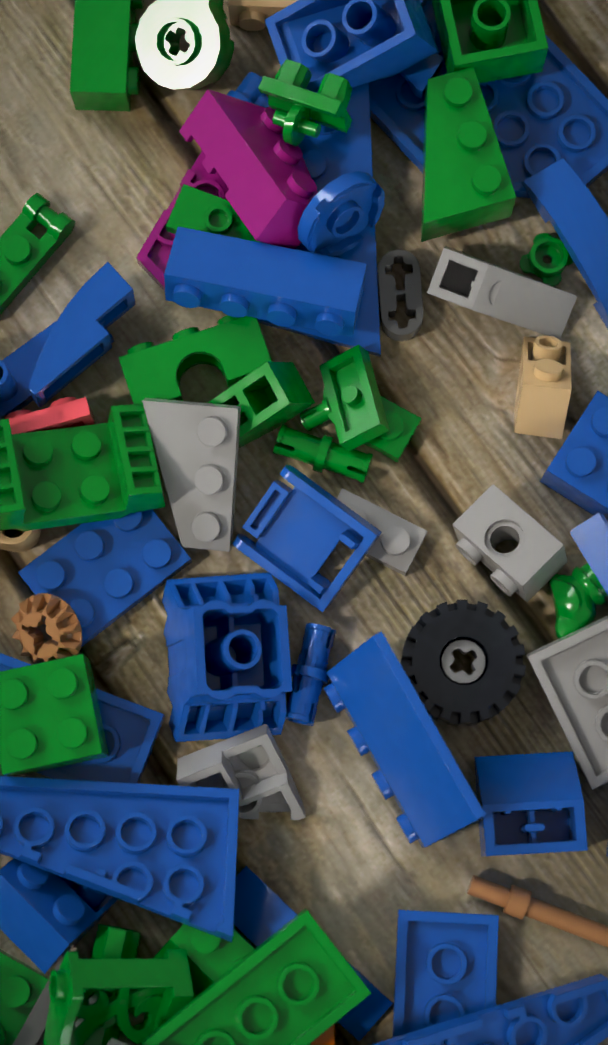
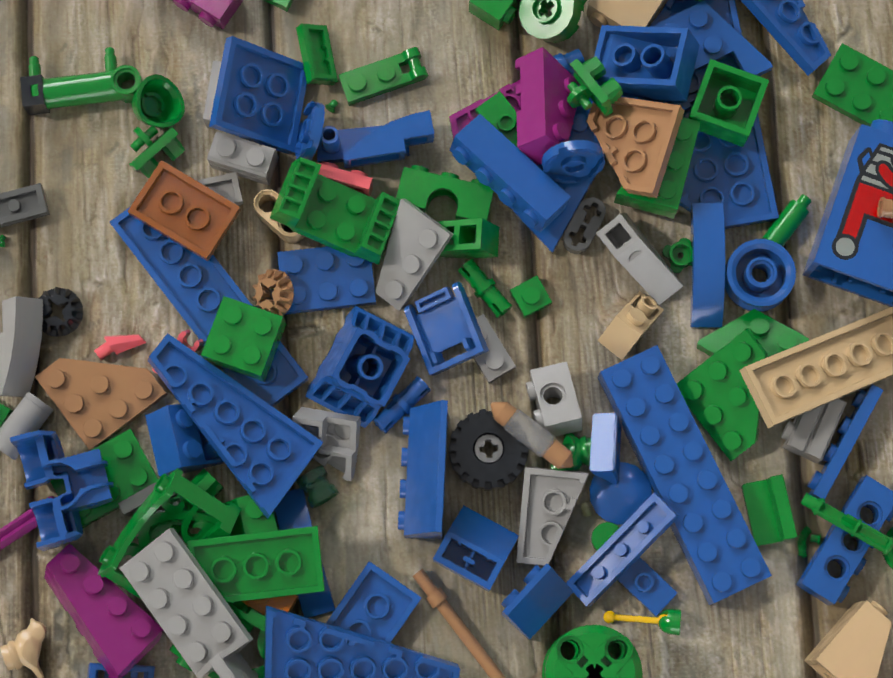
camera: 30 degrees right, 0 degrees up
(267, 852) = (318, 486): none -> clear green wheel
(349, 400) = (517, 267): green plate -> none
(410, 137) = (637, 141): none -> medium nougat plate
(511, 608) = (532, 434): none -> piece

